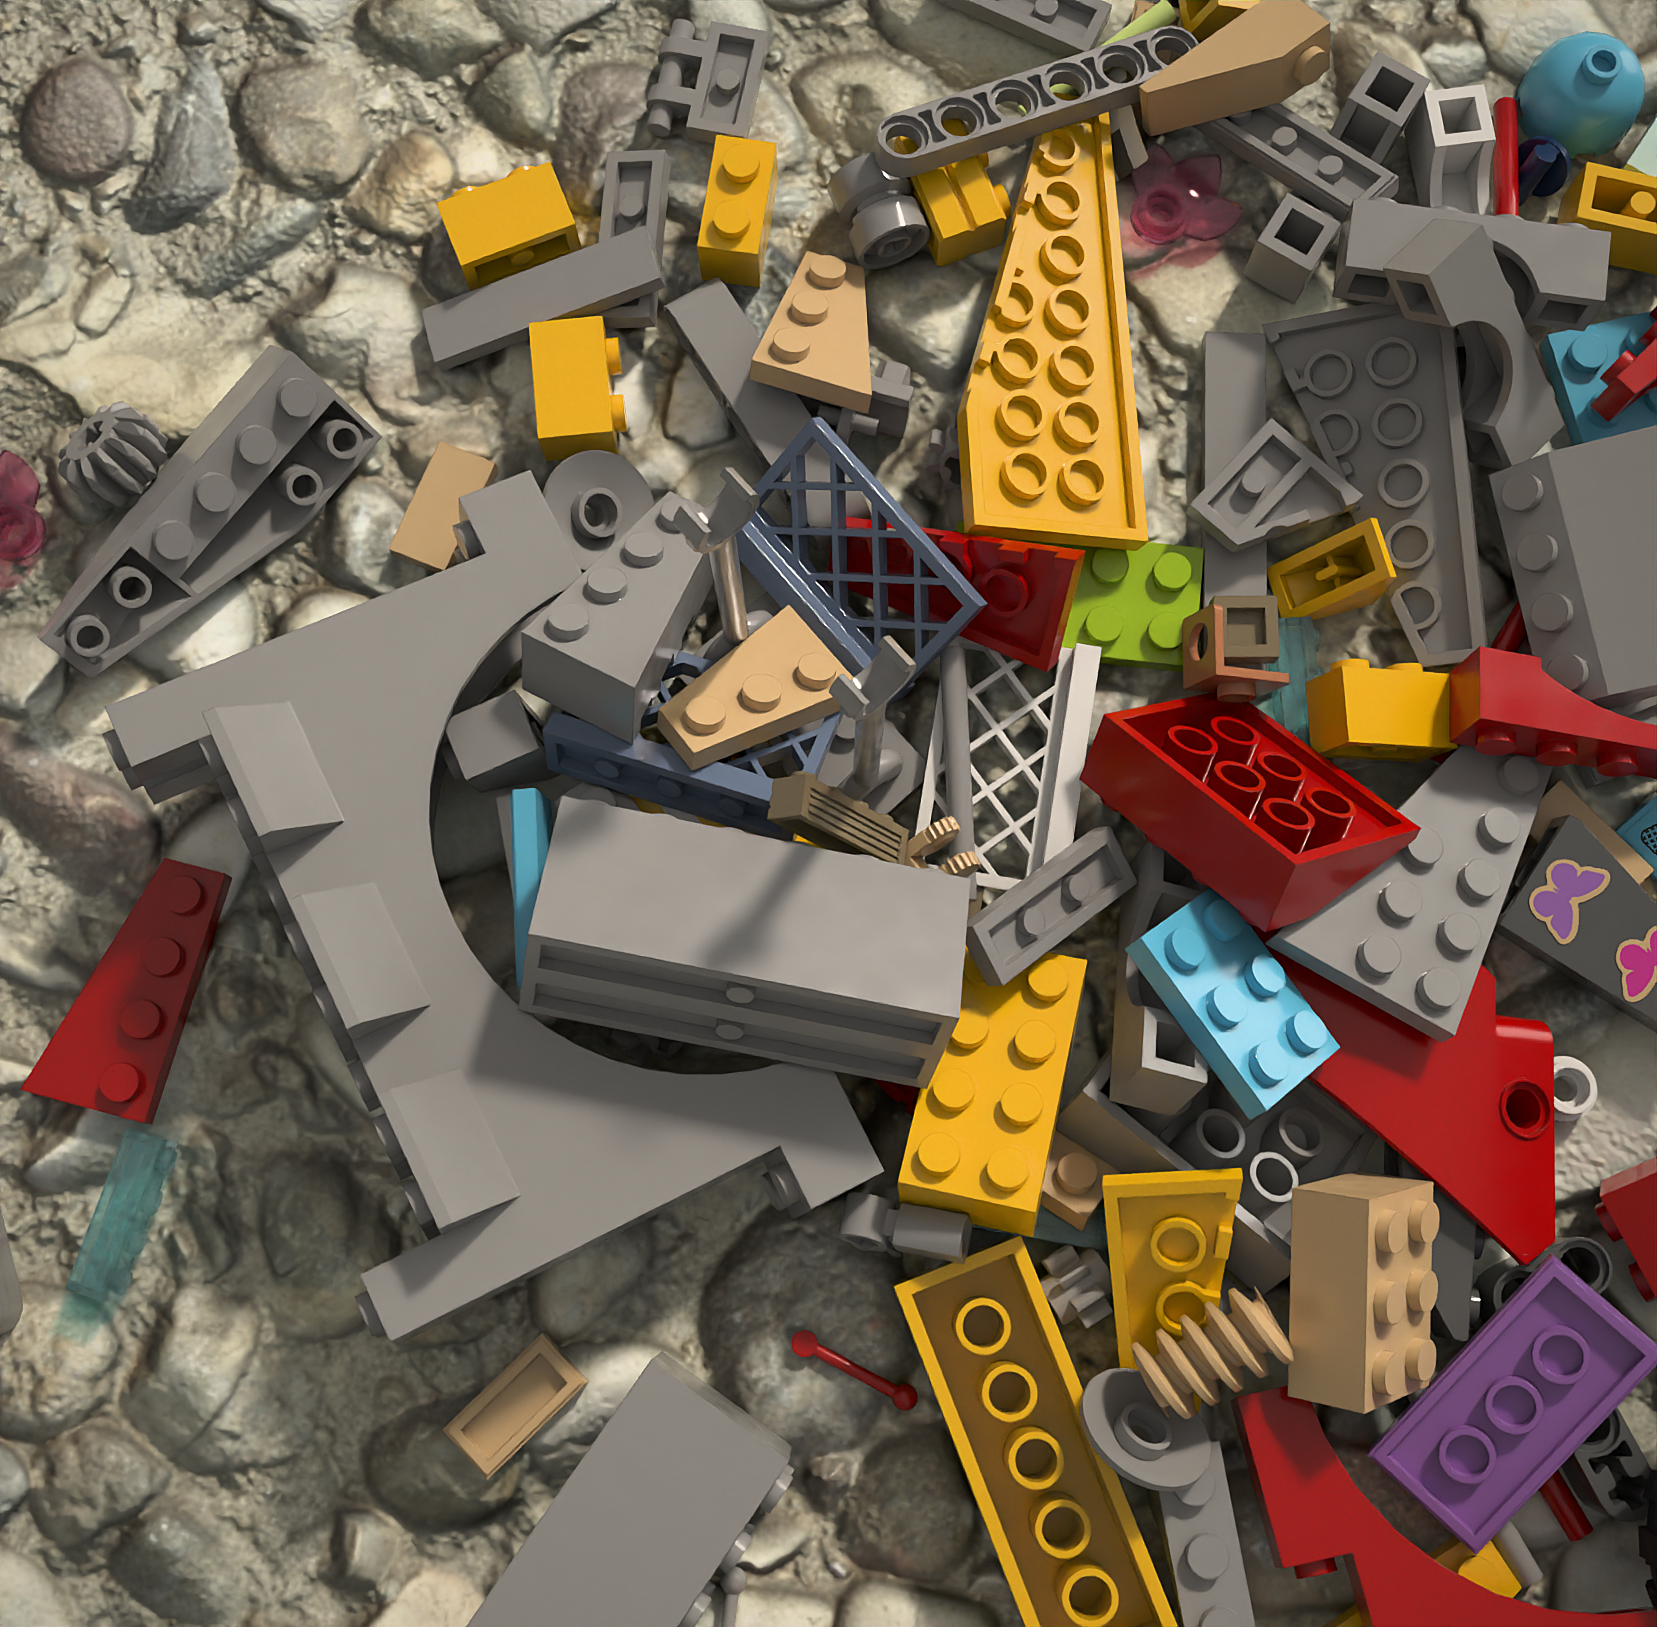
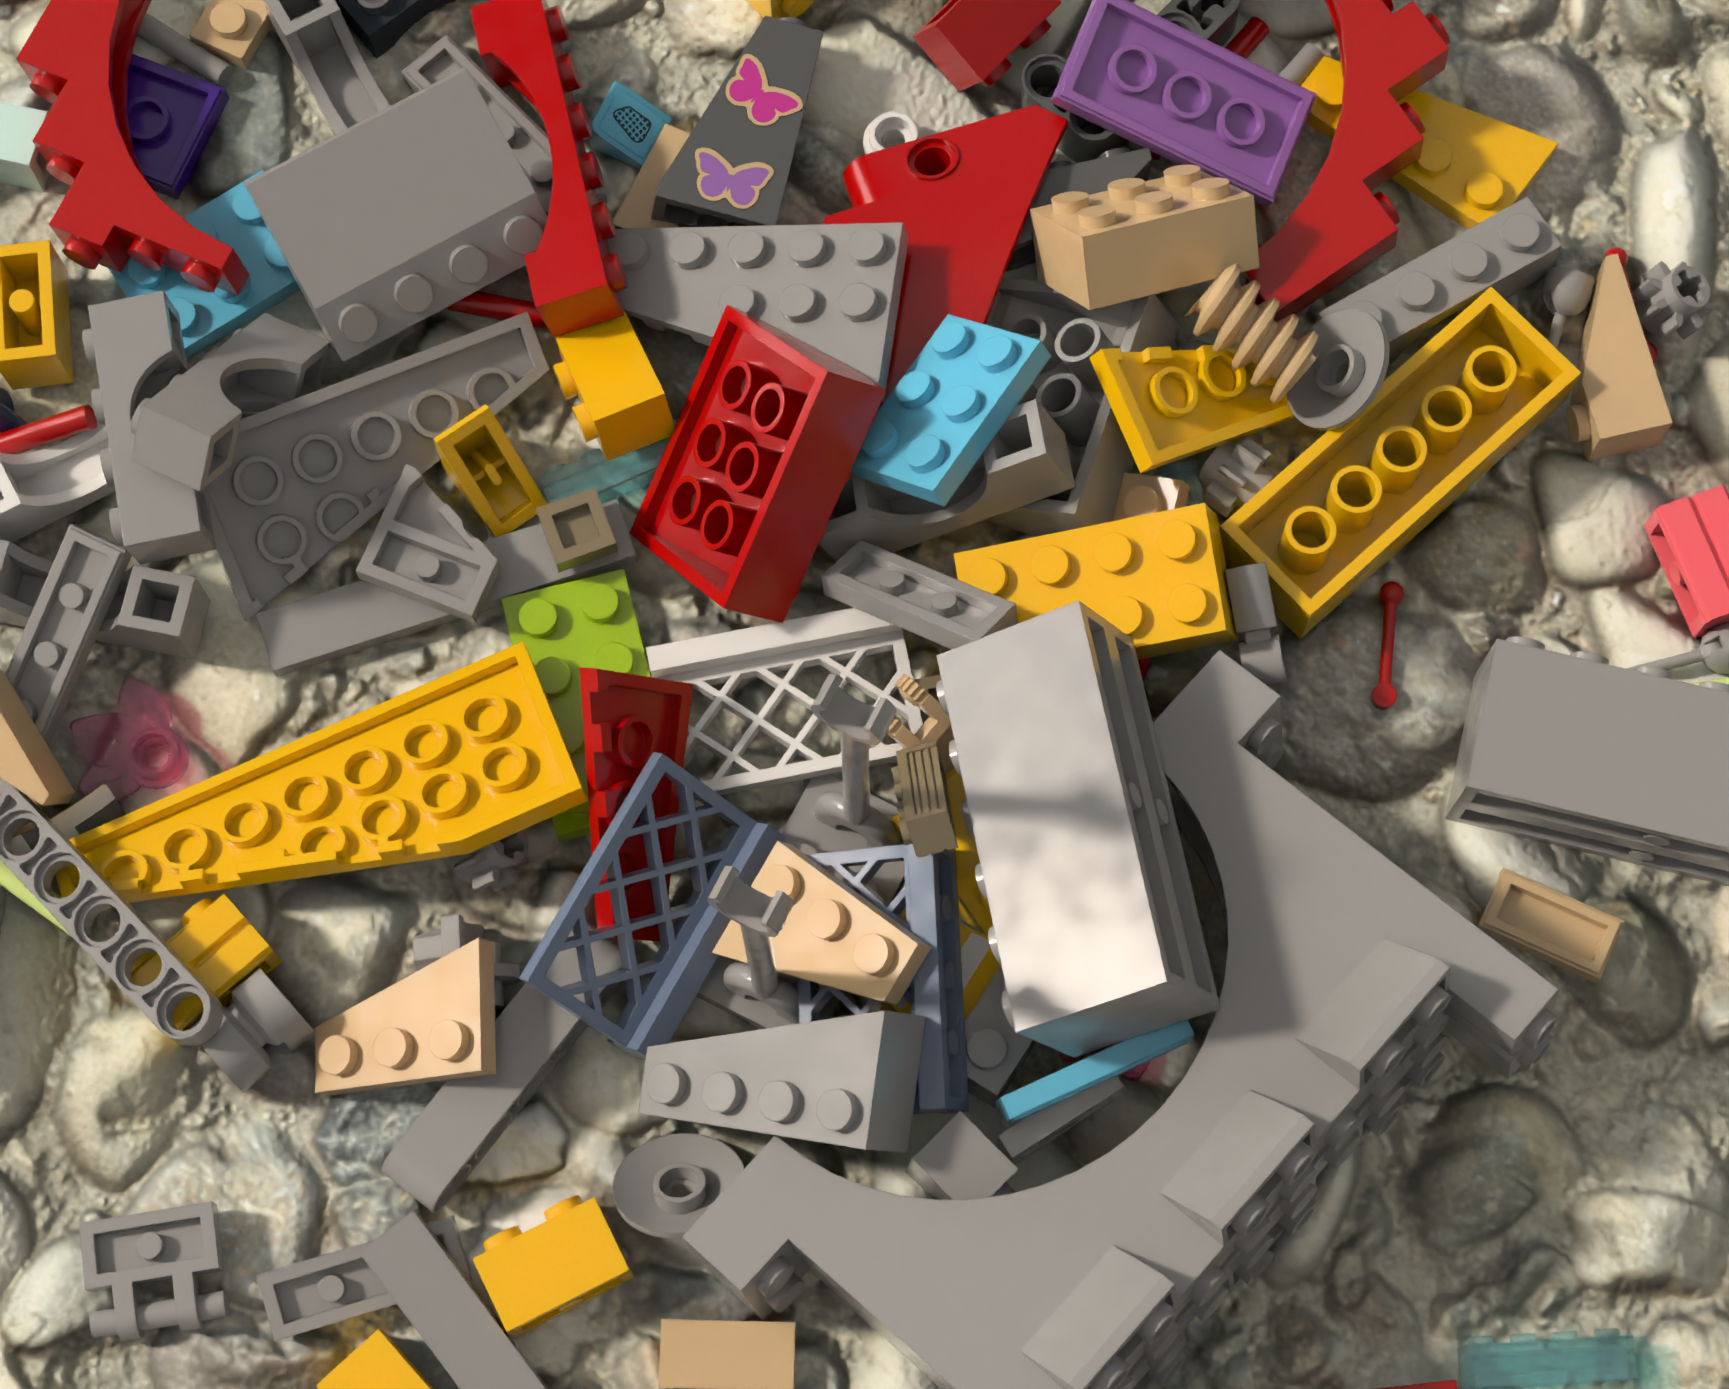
camera: 110 degrees left, 5 degrees down
(738, 210) = (298, 1173): yellow brick -> none
(957, 752) = (791, 746): light grey bar -> none
(1210, 674) = (628, 539): nougat bracket -> none

